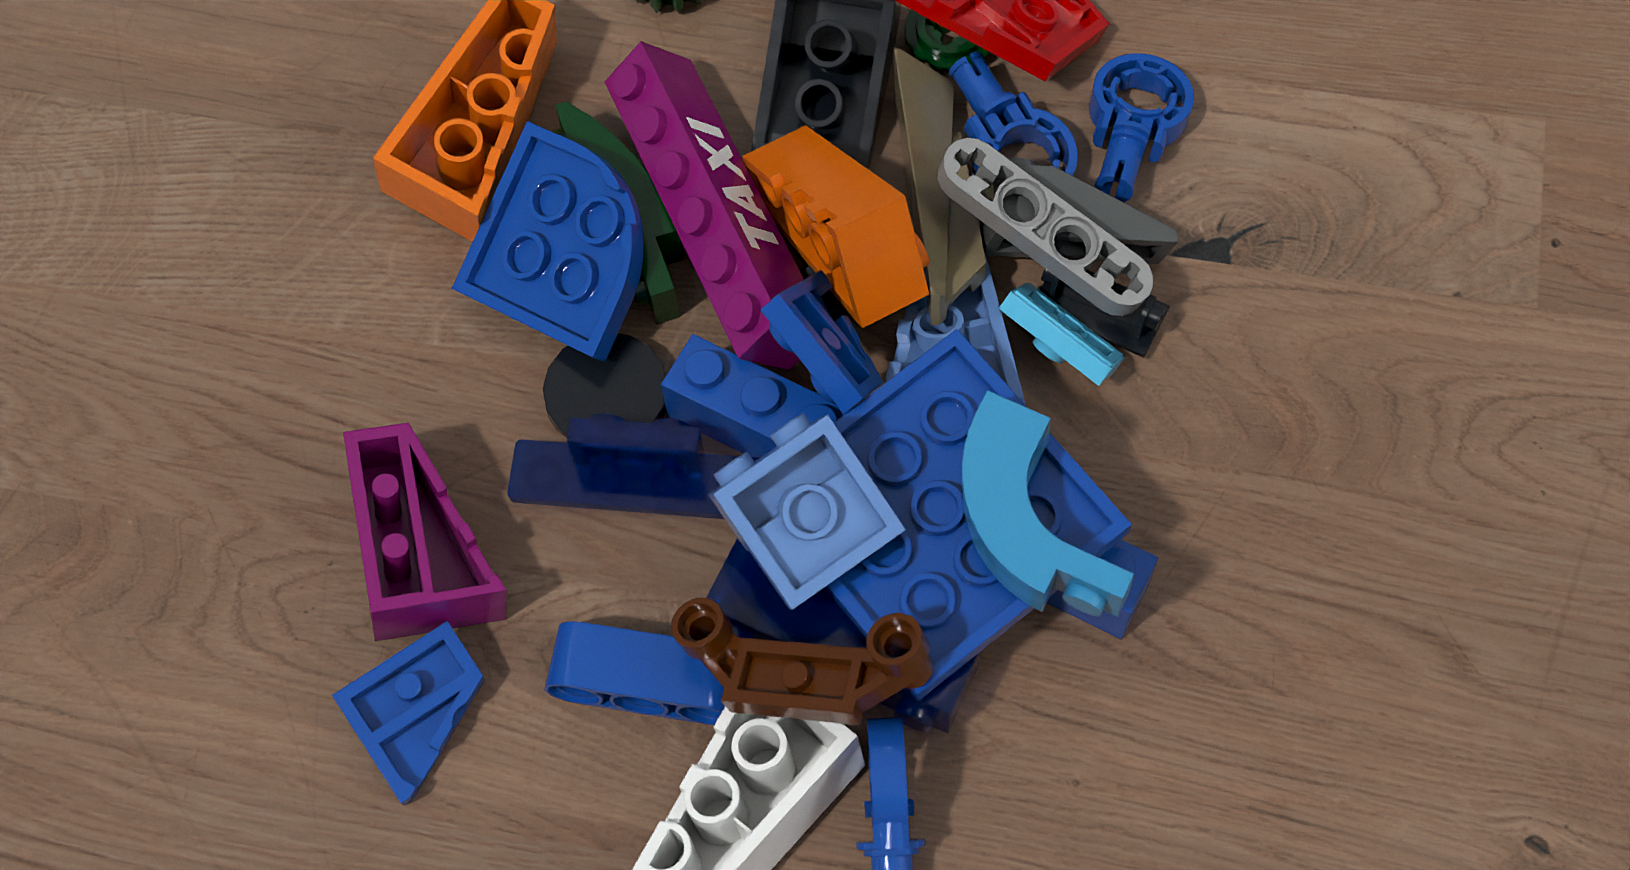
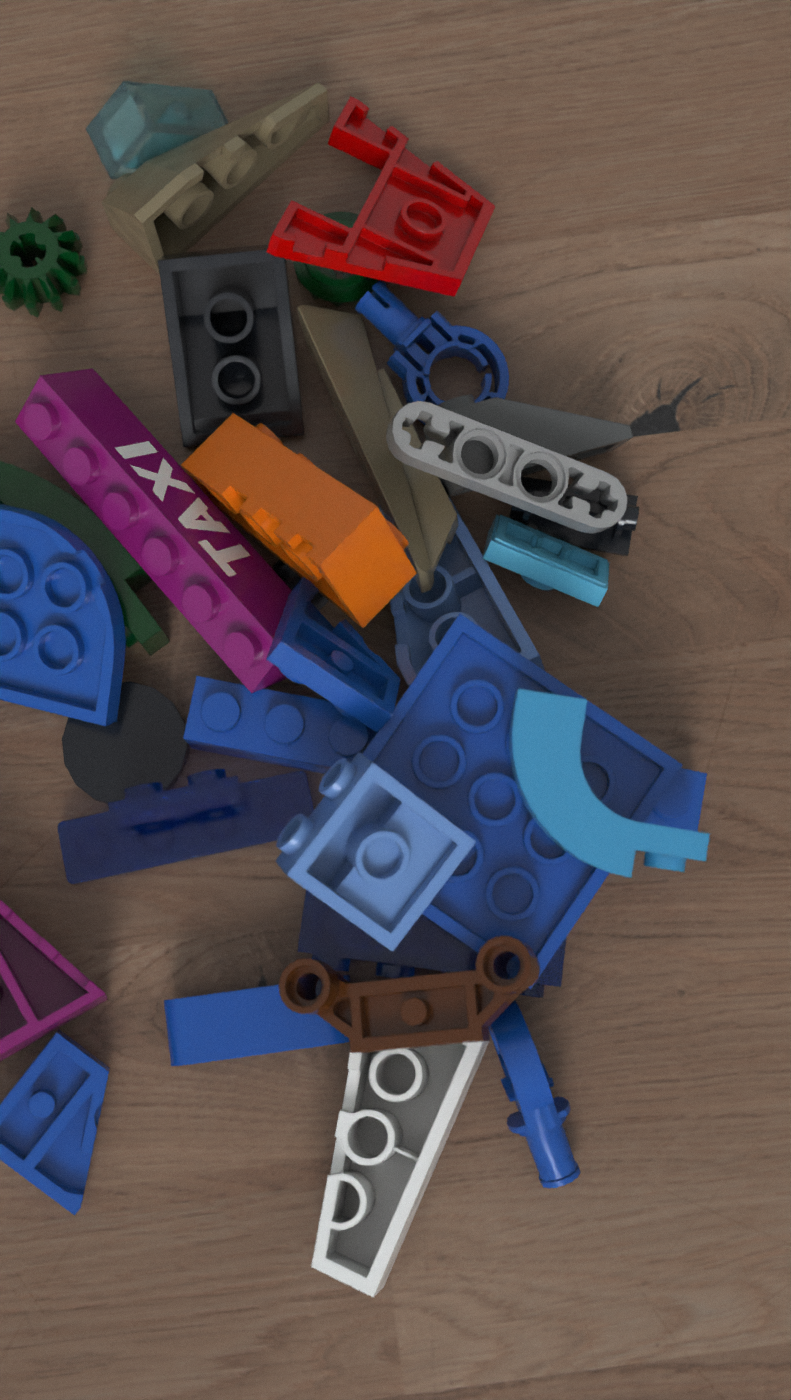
camera: 20 degrees left, 15 degrees up
(1132, 125) = (551, 317): blue pin -> none

